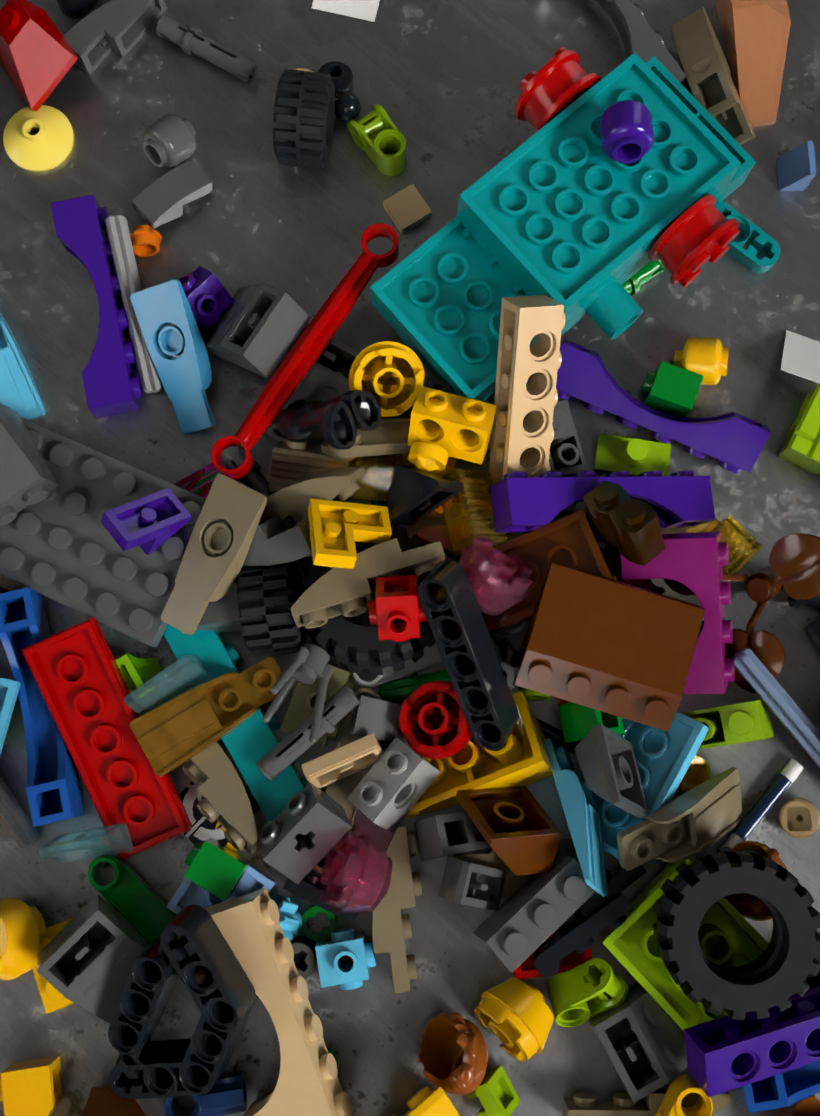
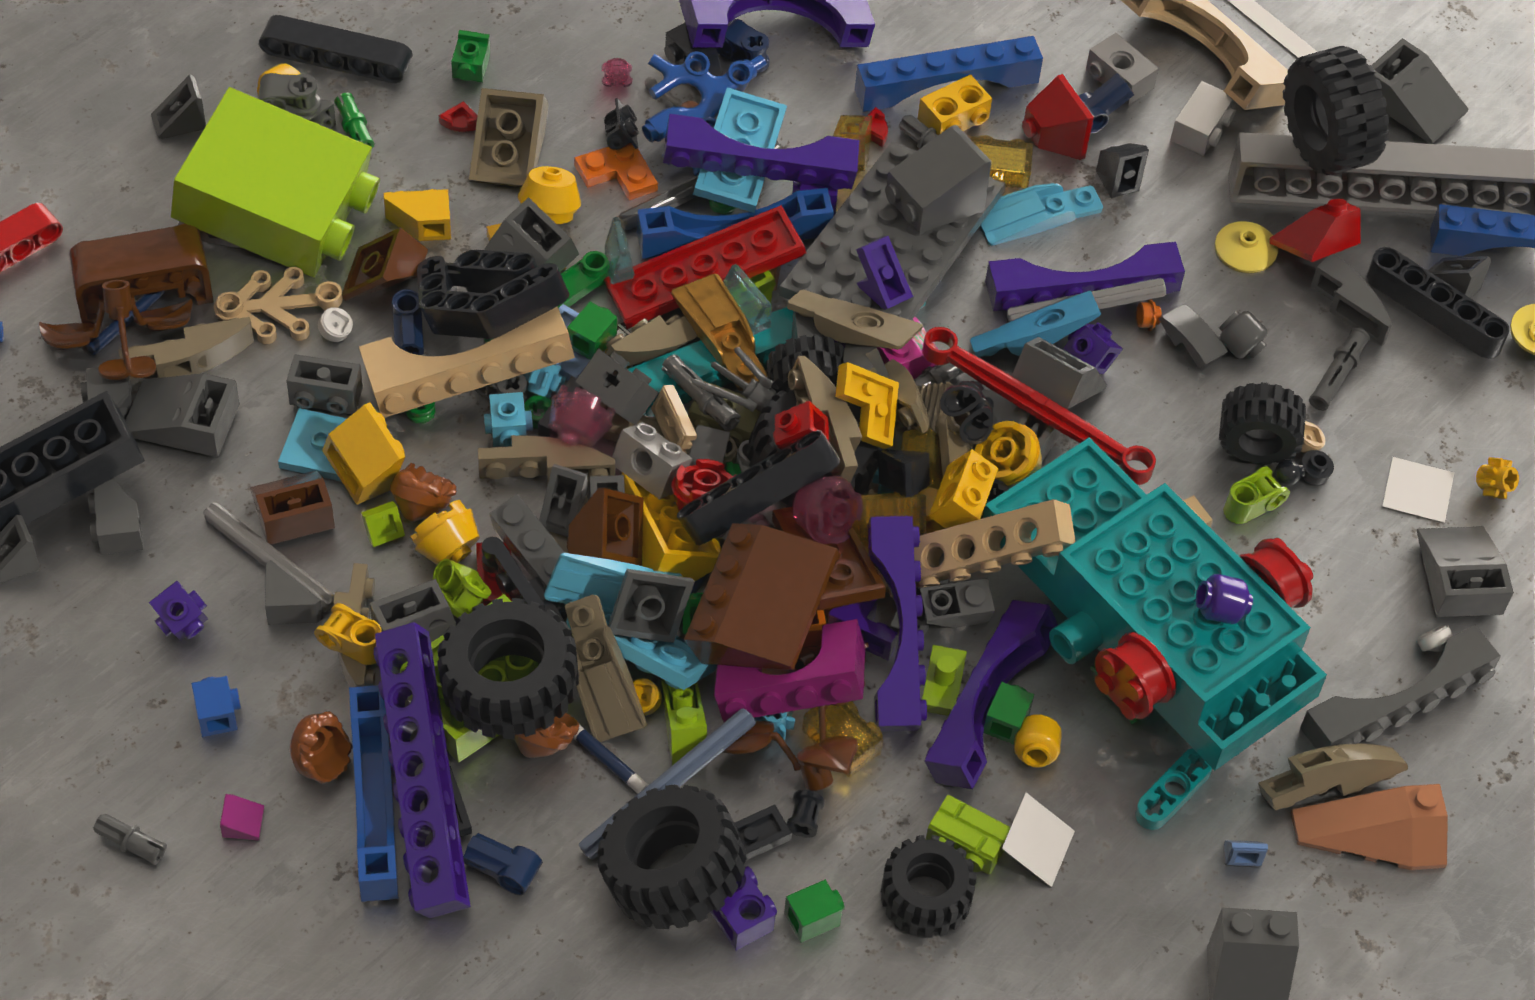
camera: 90 degrees right, 25 degrees down
(428, 456) = (934, 473): yellow tile -> none
(624, 522) = (871, 610): dark brown brick -> none
(799, 818) = (594, 782): tan tile -> none

